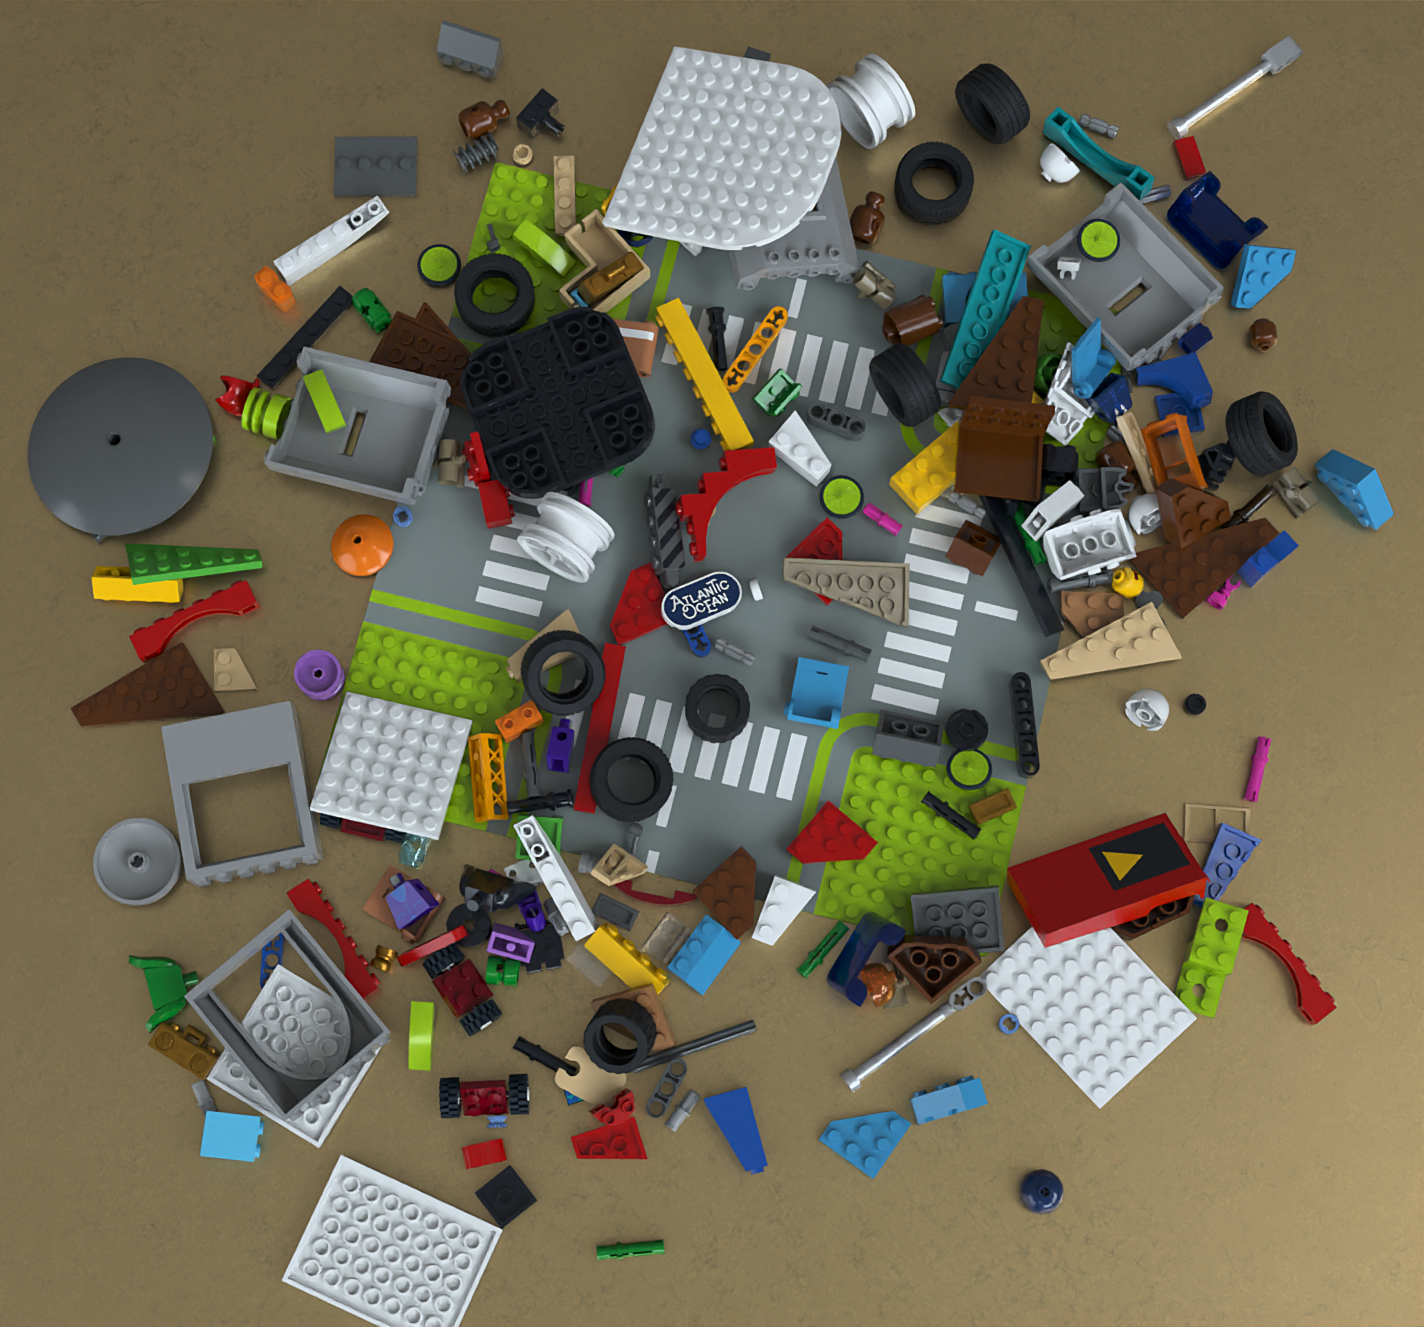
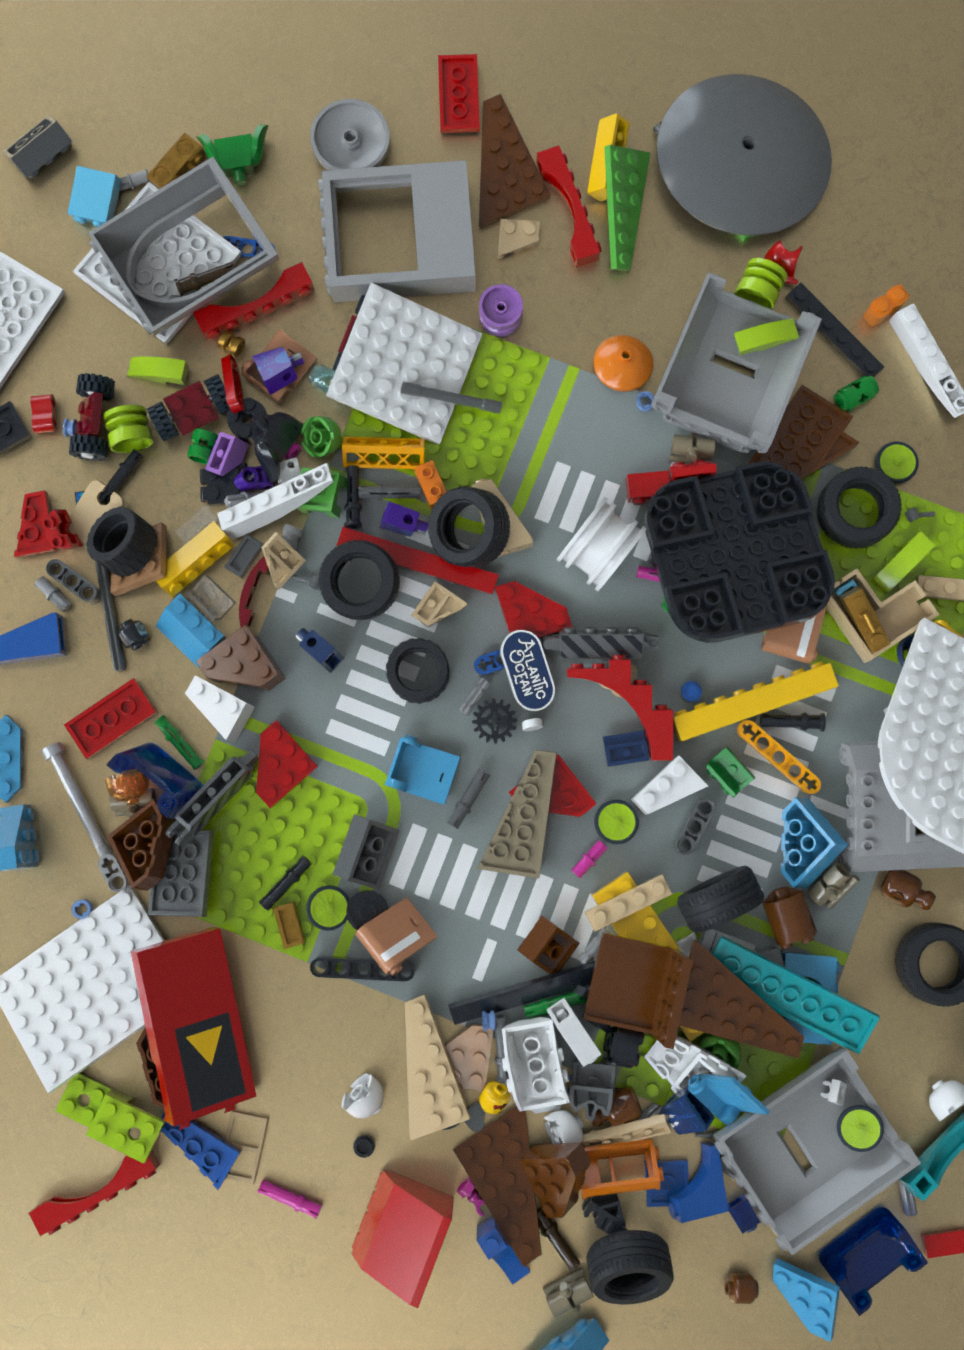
camera: 100 degrees right, 5 degrees up
(73, 753) = (458, 93): none -> red plate
(174, 1214) = (38, 147): none -> dark grey slope
(319, 1005) = (195, 281): none -> dark brown pin
(421, 744) = (421, 391): none -> dark grey piece
(479, 845) = (321, 436): none -> bright green cylinder
(493, 1053) = (128, 428): none -> lime wheel
(645, 700) = (437, 605): none -> tan wing
(713, 806) = (319, 649): none -> dark blue torso
(715, 1014) = (133, 634): none -> black head
(766, 626) = (485, 721): none -> black gear
(767, 496) = (625, 748): none -> dark blue plate
(807, 1025) = (110, 718): none -> red plate
(837, 312) = (807, 843): none -> dark azure brick
(875, 897) = (212, 796): none -> dark grey hinge
(921, 472) = (628, 902): none -> tan plate
(987, 694) = (395, 936): none -> nougat door
(1055, 595) = (489, 1020): none -> medium blue bush
(1270, 647) = (402, 1234): none -> windscreen

